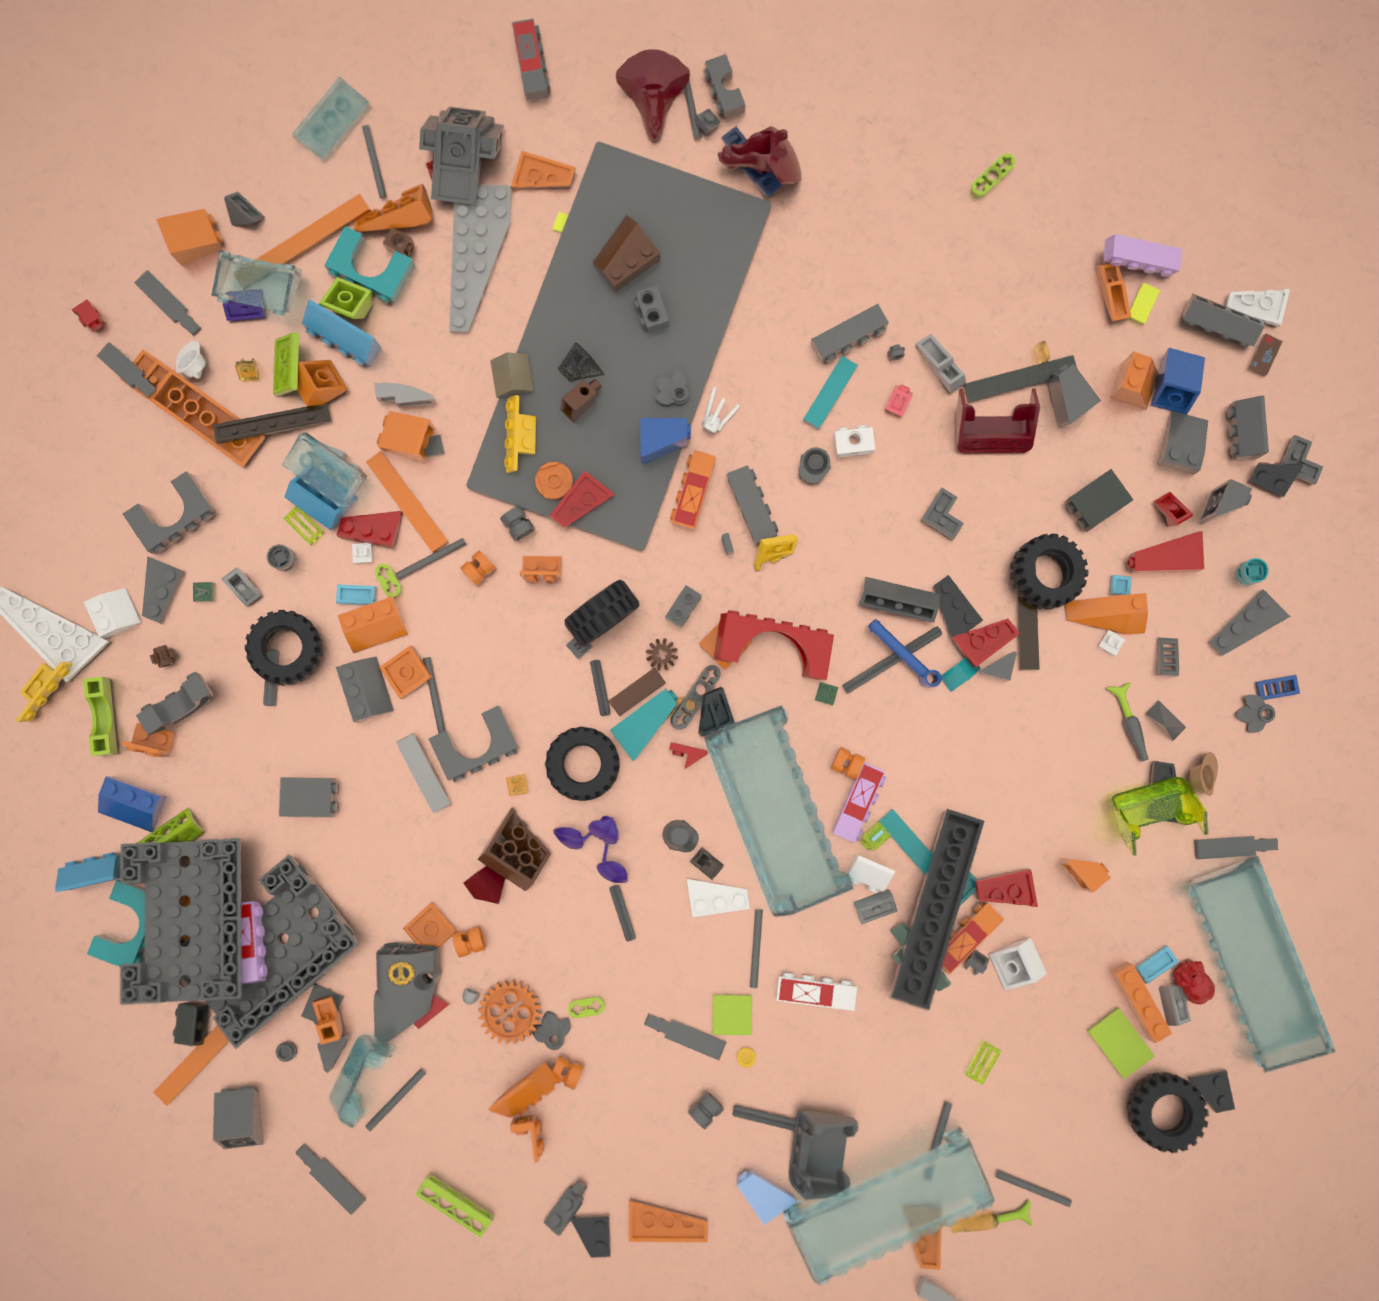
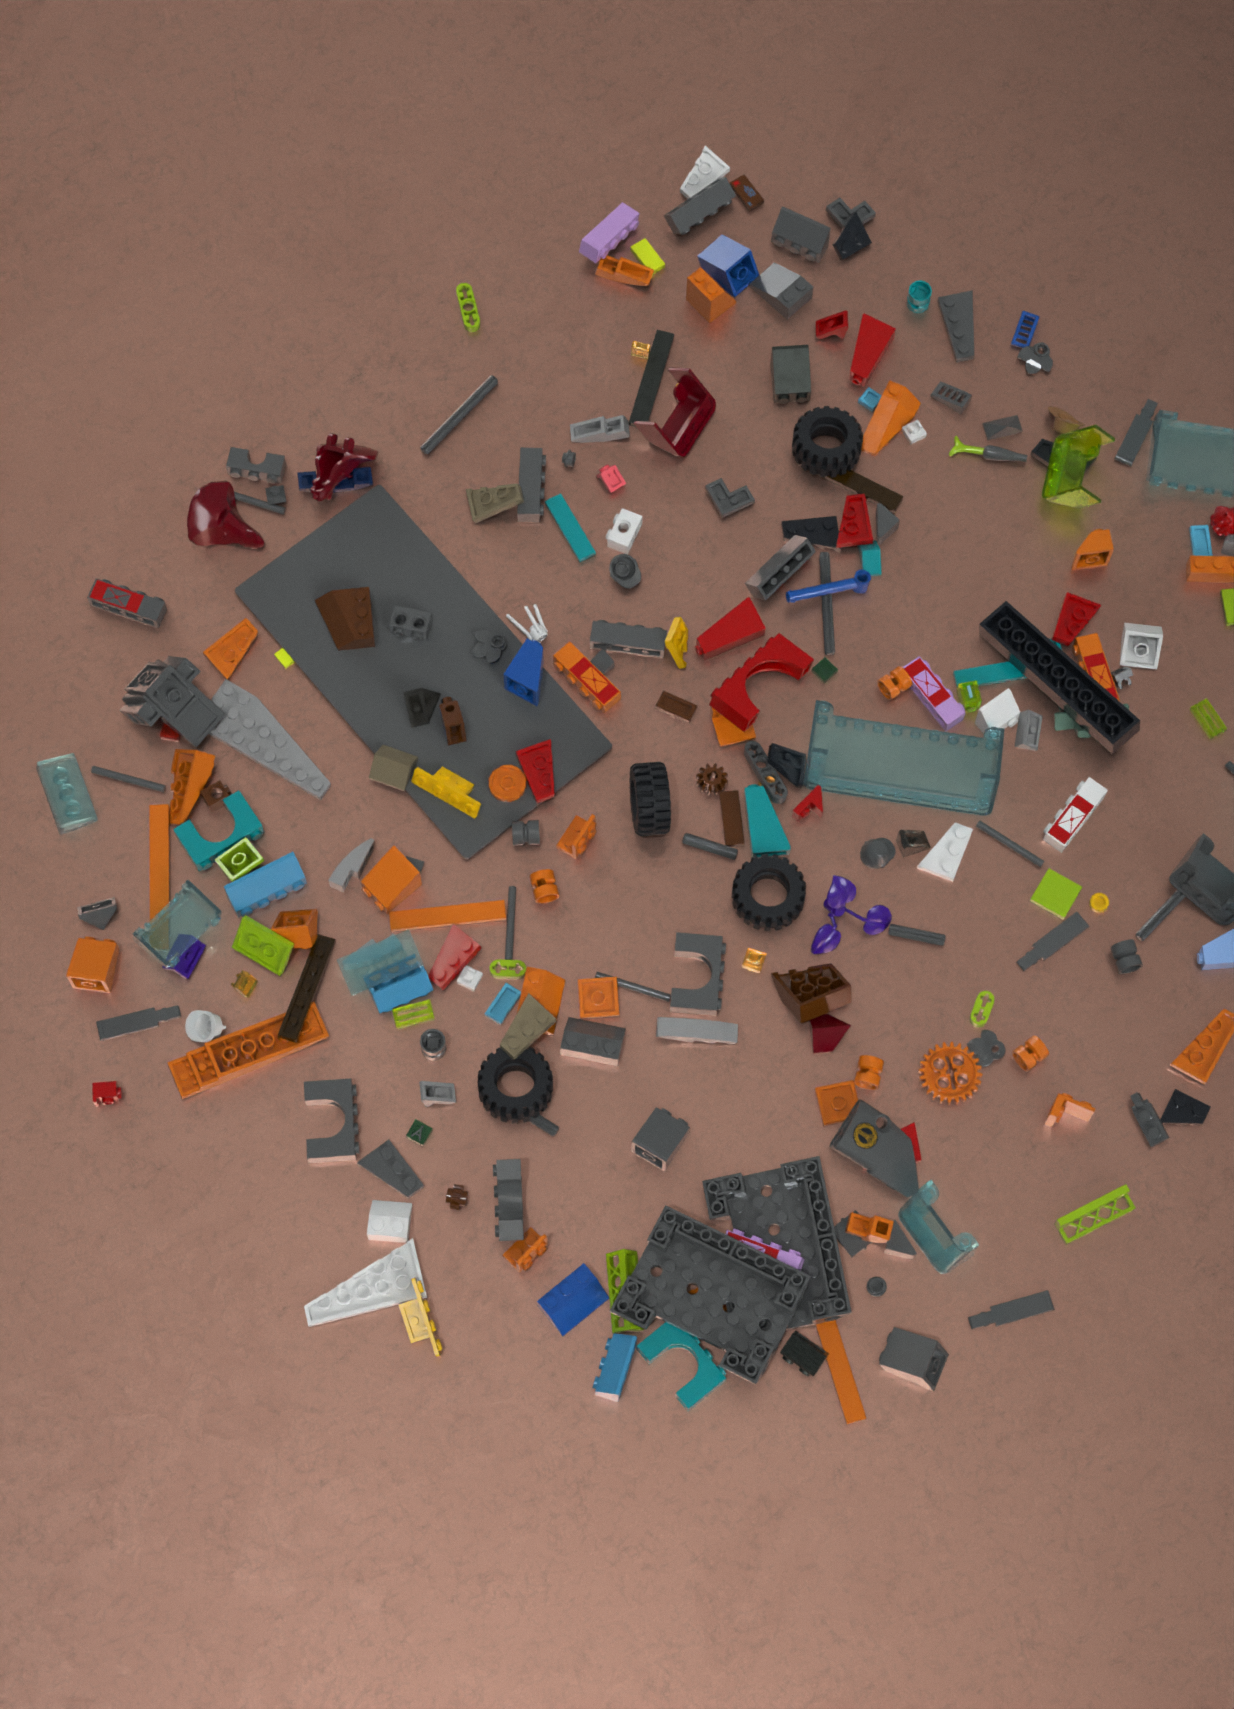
camera: 60 degrees left, 15 degrees down
(103, 734) = (491, 1286): lime arch -> none
(125, 369) = (176, 1086): dark grey piece -> none
(332, 629) = (526, 1027): none -> dark tan wing
(395, 1099) = (972, 1215): dark grey bar -> none
(469, 996) = (917, 1100): light grey hinge -> none
(525, 1092) = (1028, 1091): orange slope -> none
(577, 650) = (663, 844): dark grey tile -> none
(683, 607) = (682, 739): dark grey brick -> none
(714, 584) = (676, 706): none -> reddish brown tile
(715, 495) = (603, 662): none -> dark grey slope
(727, 544) = (649, 676): tile -> none
(812, 310) = (491, 501): none -> dark tan wing
(815, 592) = (731, 631): none -> red slope
(882, 231) = (459, 414): none -> dark grey axle
(1070, 395) = (691, 346): dark grey slope -> none
(1225, 500) = (849, 281): dark grey slope -> none

